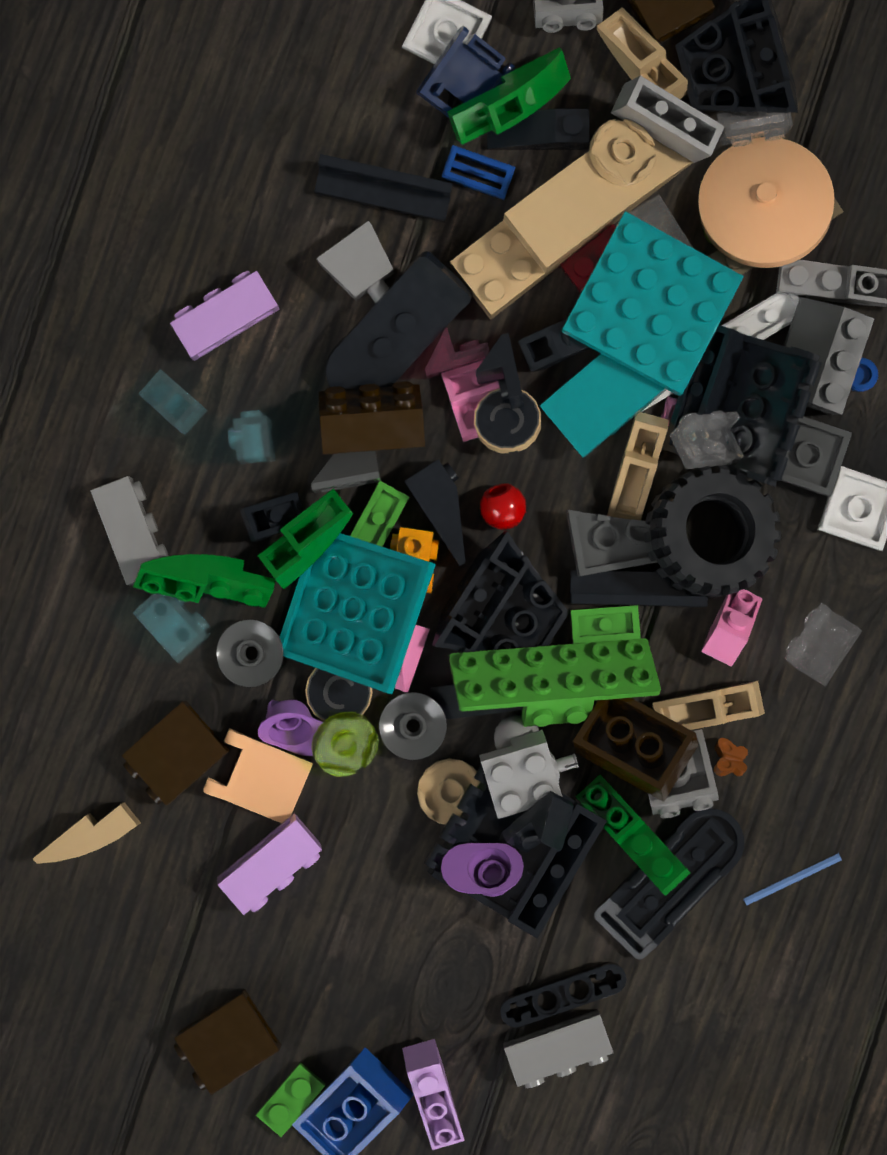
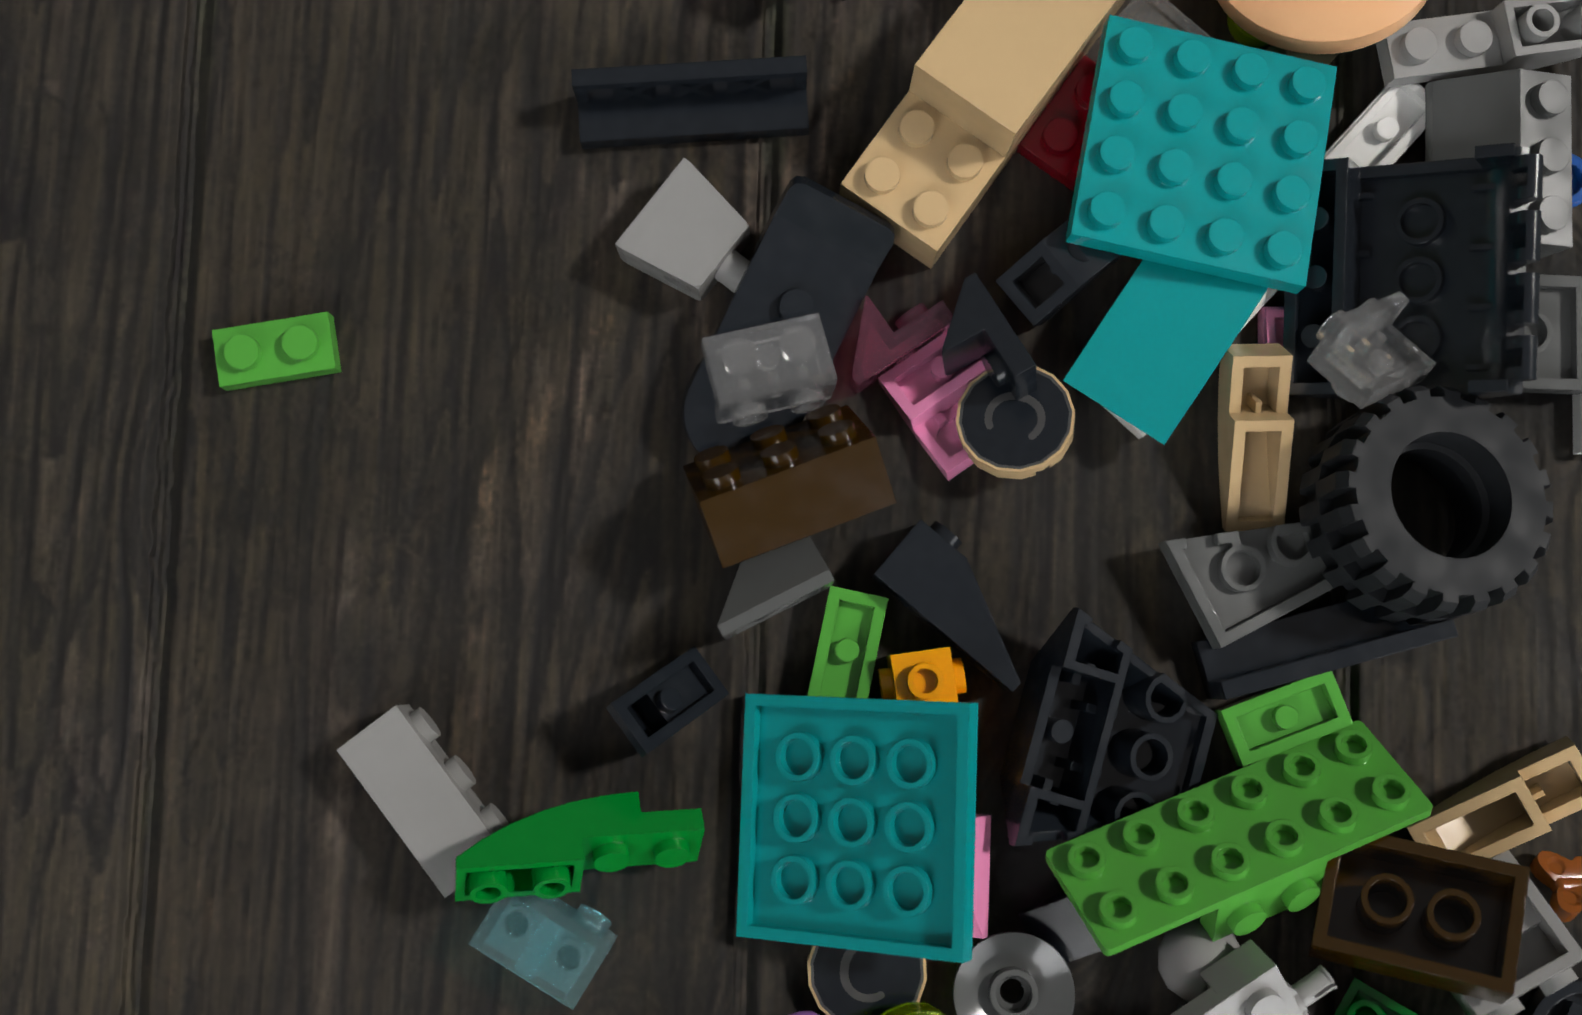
camera: 20 degrees left, 5 degrees down
(112, 260) = (276, 351): none -> bright green plate
(172, 402) = (440, 556): clear light blue brick -> none
(224, 314) = (486, 384): lavender brick -> none
(233, 656) = (677, 975): dark grey dish -> none
(252, 438) = (591, 576): clear light blue brick -> none
(306, 538) = (734, 722): green slope -> none
(380, 354) = (769, 370): none -> clear bracket
(472, 184) = (841, 39): blue tile -> none
(503, 506) = (1052, 568): red piece -> none
(732, 626) = (1501, 663): bright pink slope -> none

